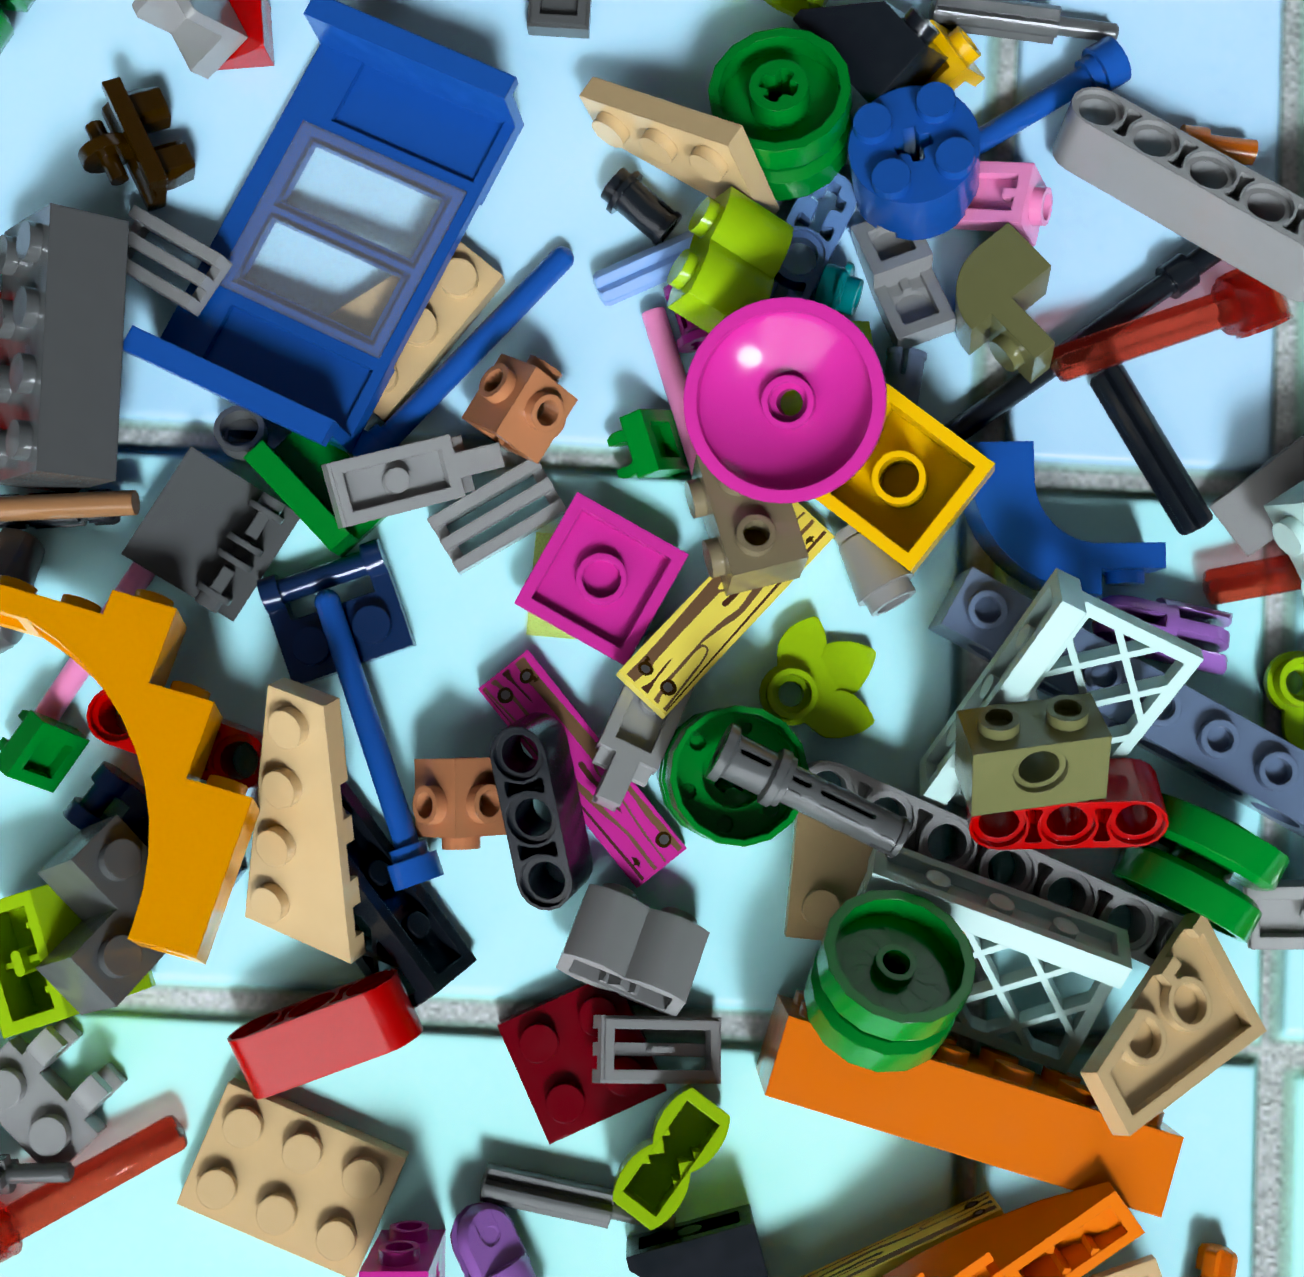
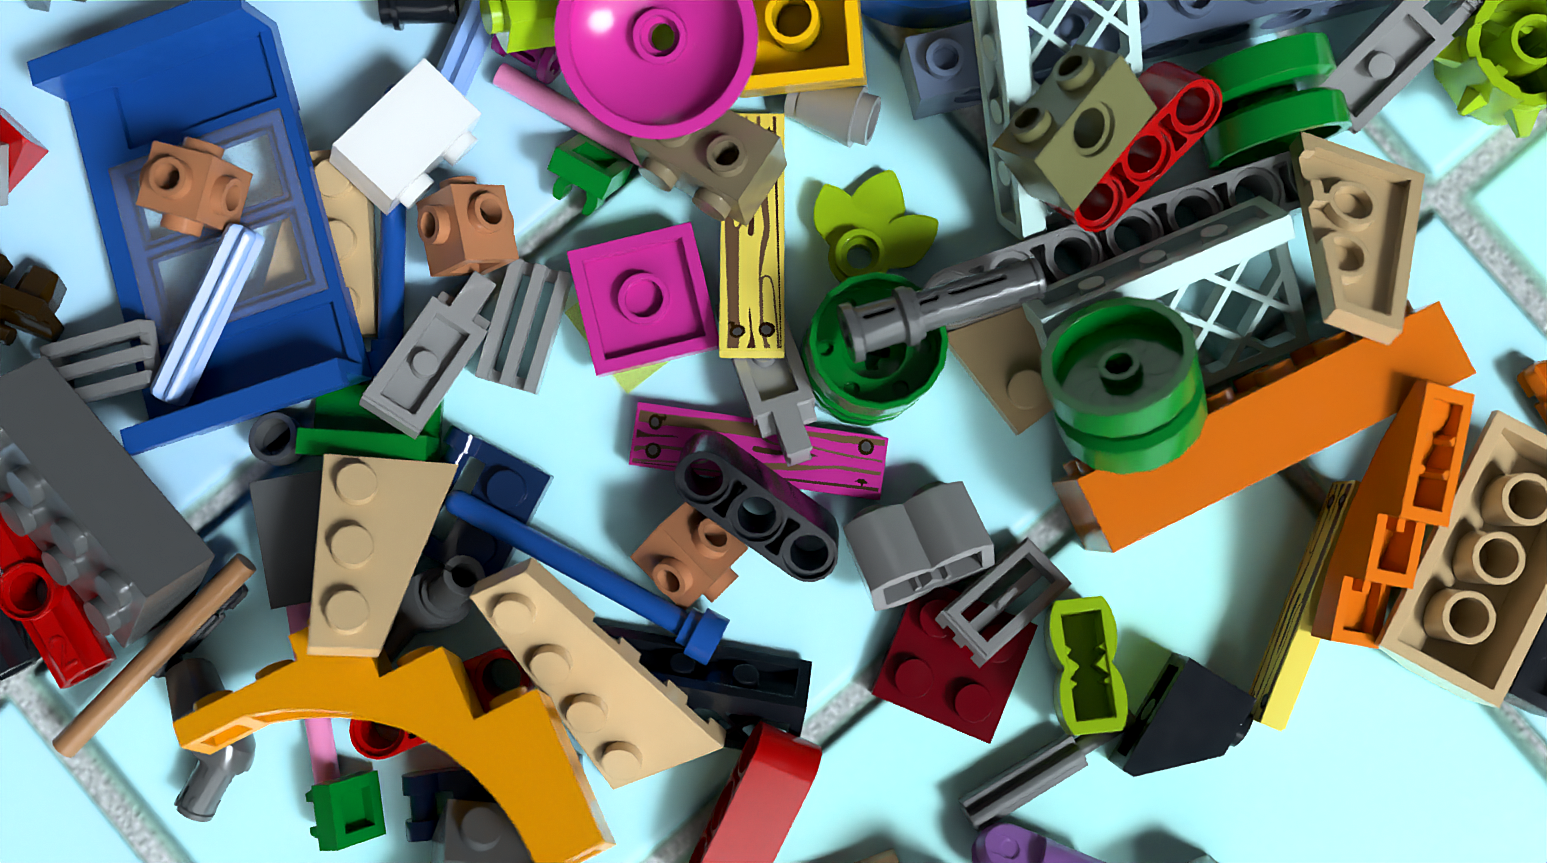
camera: 40 degrees left, 0 degrees up
(230, 577) = (368, 545): none -> tan wing
(236, 652) = (434, 601): none -> dark grey arm
(273, 296) = (207, 314): none -> light blue axle
(348, 196) = (192, 187): none -> nougat brick
(538, 299) = (407, 138): none -> white brick

